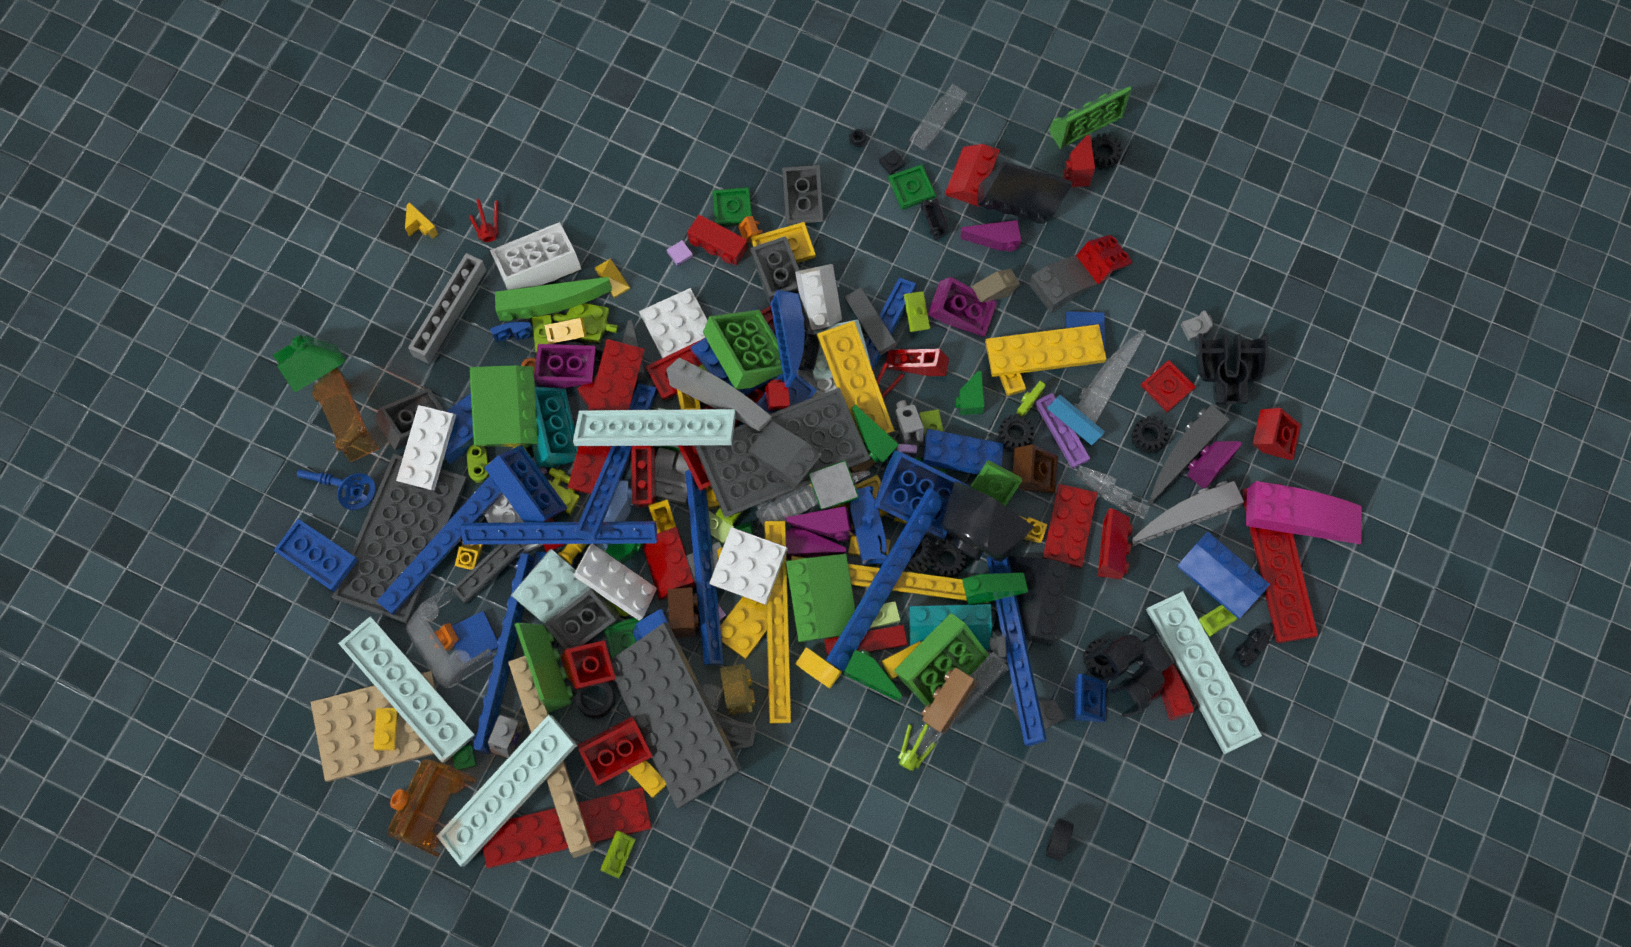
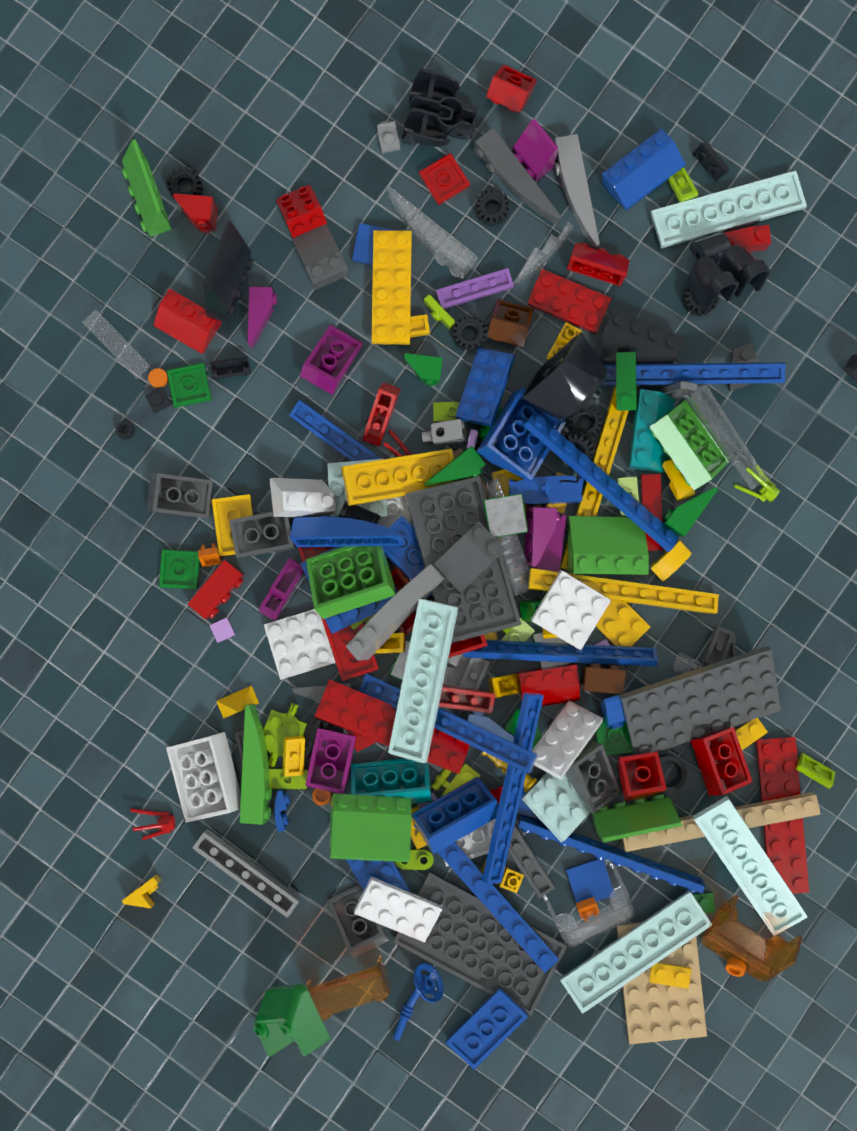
camera: 85 degrees left, 15 degrees up
(505, 735) = (690, 860): light grey torso -> none
(725, 297) = (281, 589): none -> magenta slope
(736, 690) = (684, 639): clear yellow brick -> none
(777, 395) = (407, 555): red brick -> none
(870, 321) = (331, 451): dark grey tile -> none
(913, 158) = (158, 378): none -> orange tile
(916, 311) = (329, 404): lime plate -> none
(948, 700) = (731, 444): medium nougat slope -> none
(996, 286) = (316, 321): dark tan slope -> none
(996, 482) = (523, 362): bright green plate -> none
(1075, 419) = (470, 272): dark azure tile -> none
(1089, 699) = (738, 318): blue slope -> none
(1287, 591) = (636, 116): red plate -> none
(1302, 512) = (596, 83): dark pink slope -> none

